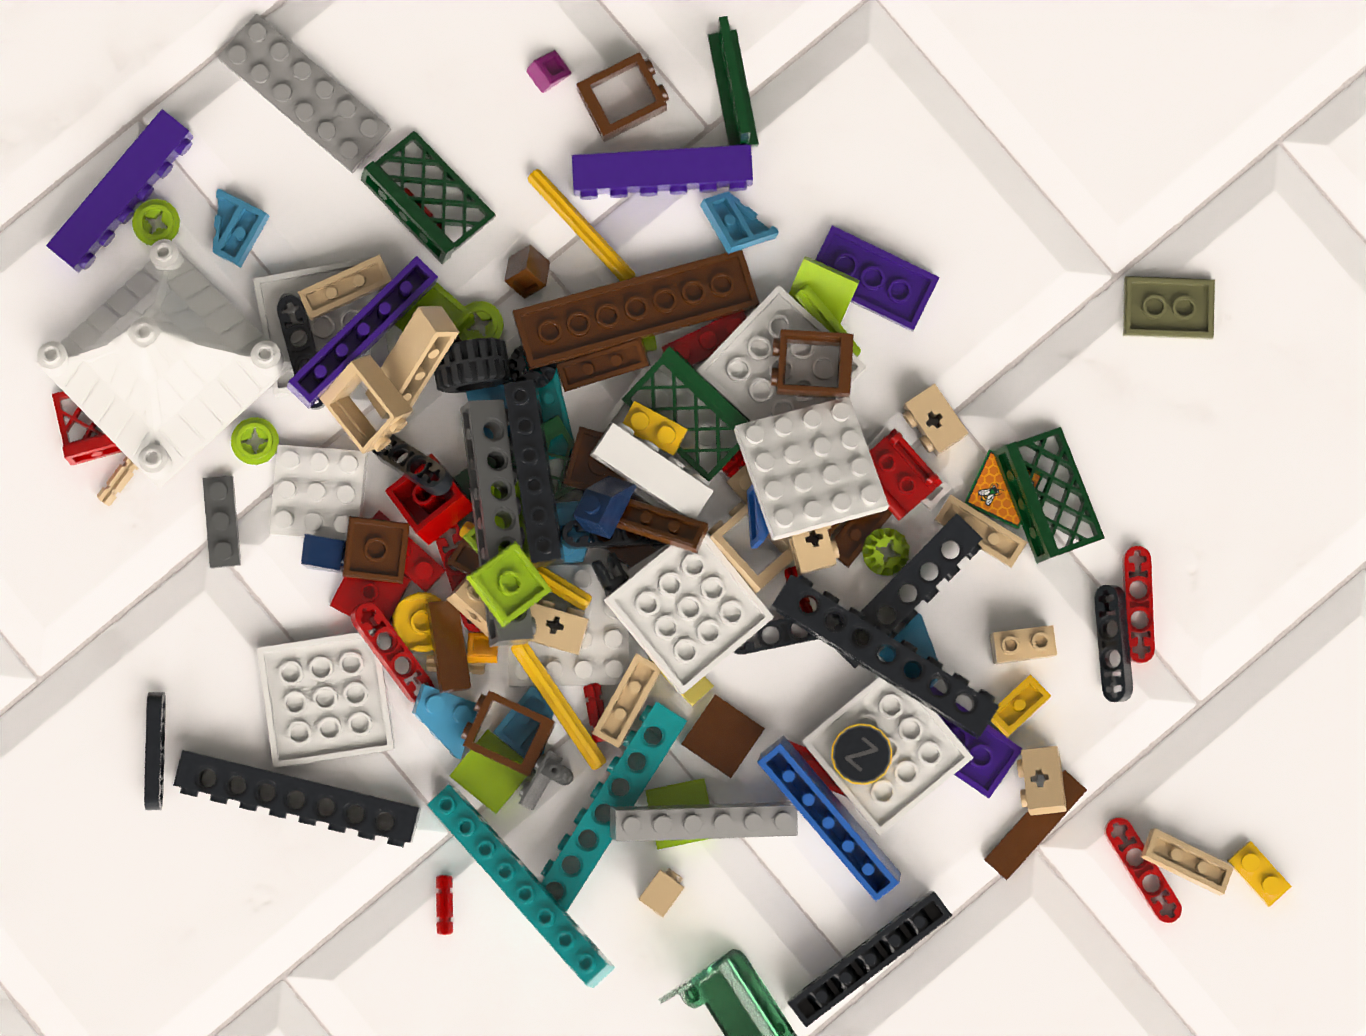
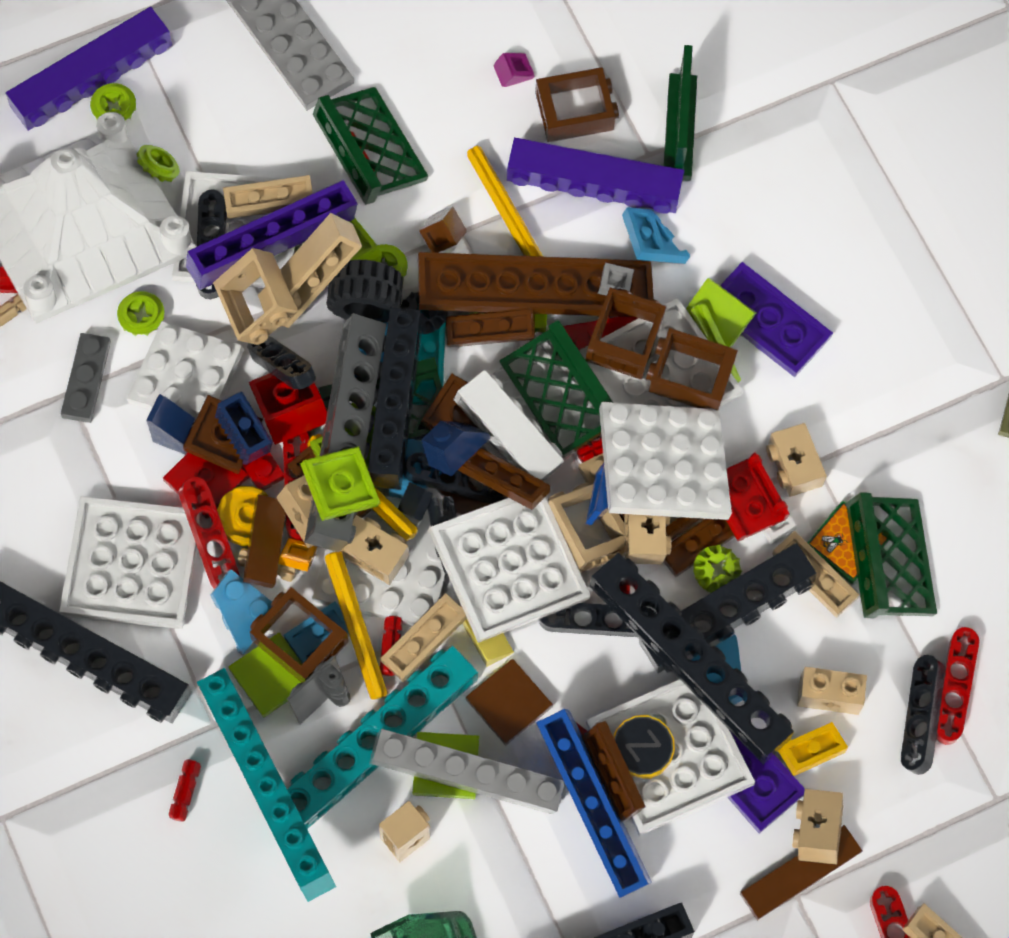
camera: 15 degrees right, 15 degrees down
(231, 274) = (158, 163): none -> lime gear
(236, 228) = (185, 126): dark azure wing -> none
(396, 545) = (243, 428): none -> dark blue brick
(581, 569) = (415, 501): none -> black tile
(655, 428) = (529, 394): yellow plate -> none
(714, 286) = (615, 277): none -> light grey plate
(739, 372) = (617, 358): none -> reddish brown window
(840, 786) = (613, 771): none -> reddish brown tile

